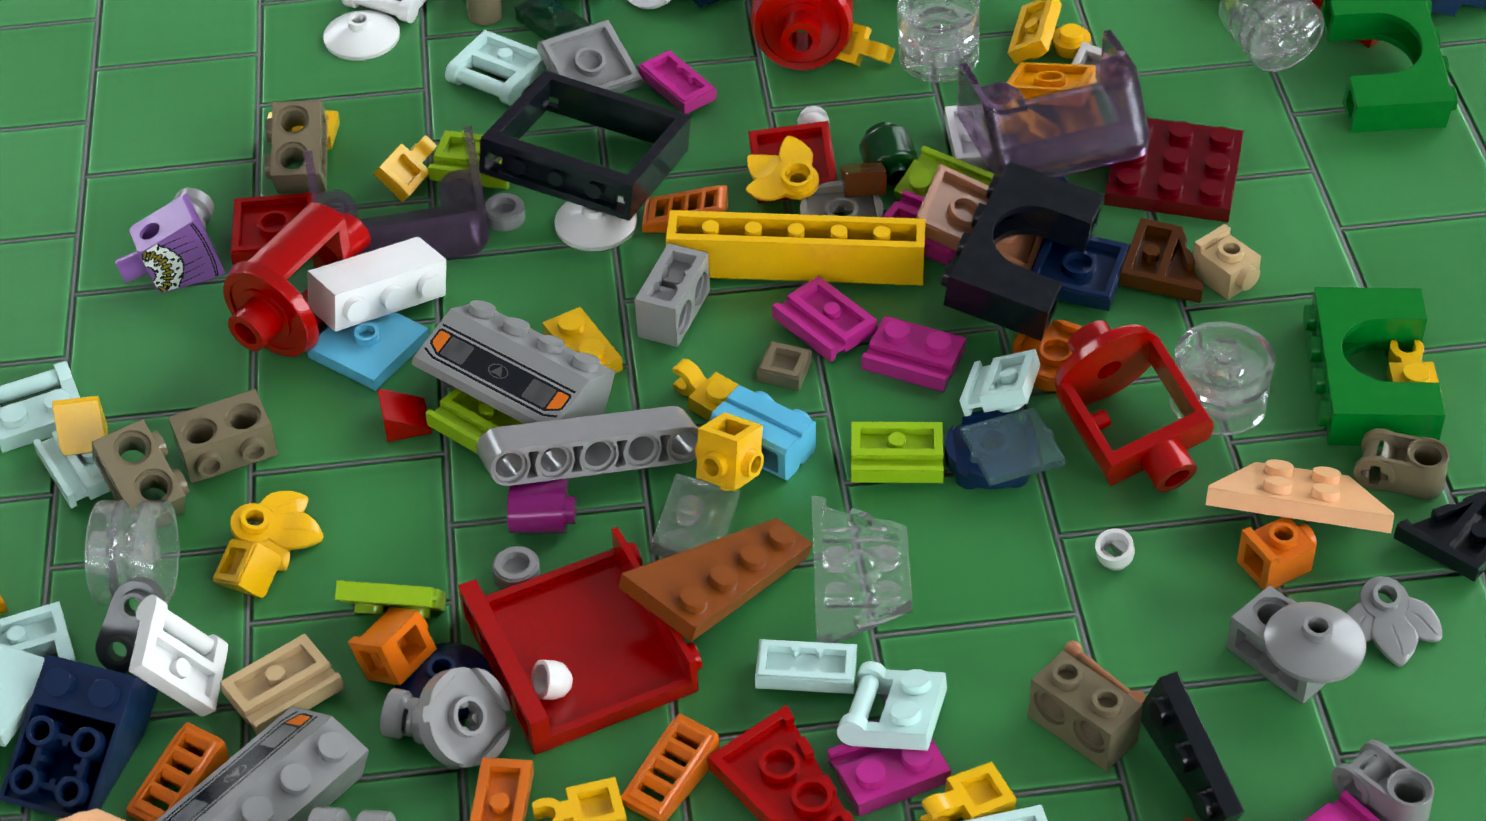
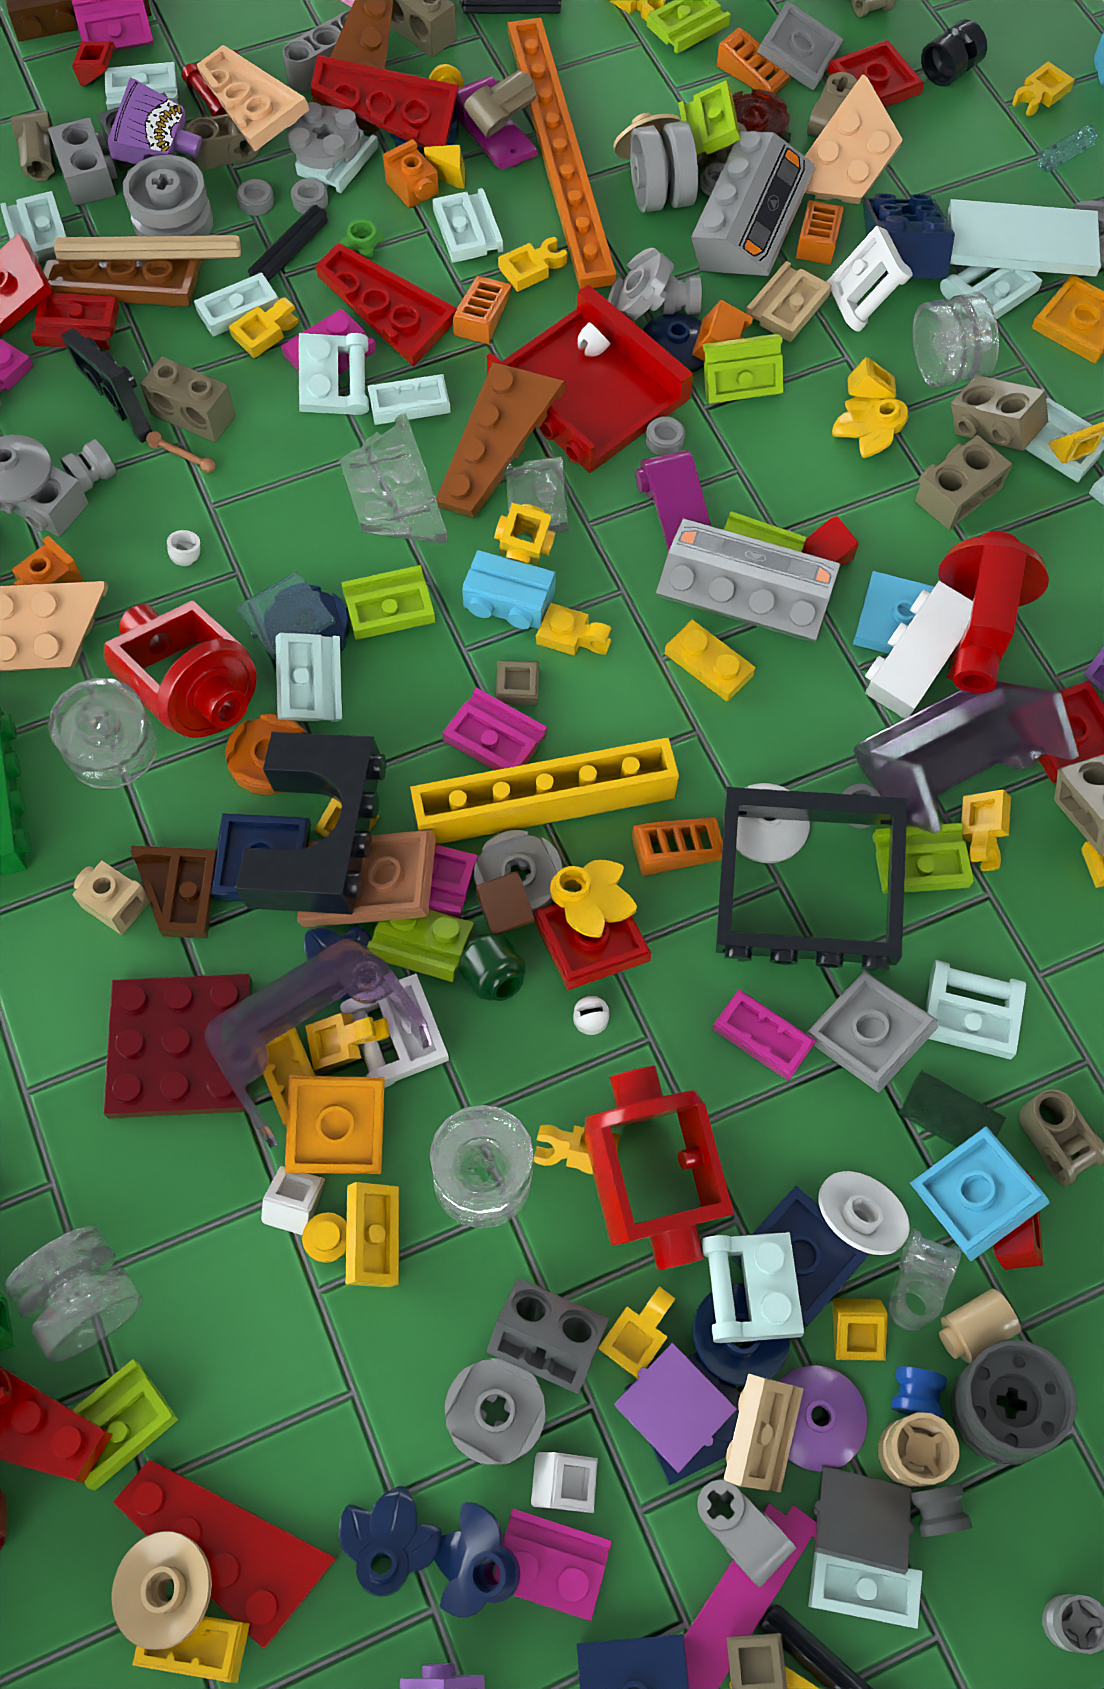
camera: 160 degrees right, 20 degrees up
(121, 622) = (919, 293): dark grey plate -> none
(570, 438) = (644, 518): light grey beam -> none
(672, 295) = (642, 699): light grey brick -> none
(914, 353) = (404, 722): dark pink plate -> none
(1221, 661) = (89, 465): none -> light grey wheel

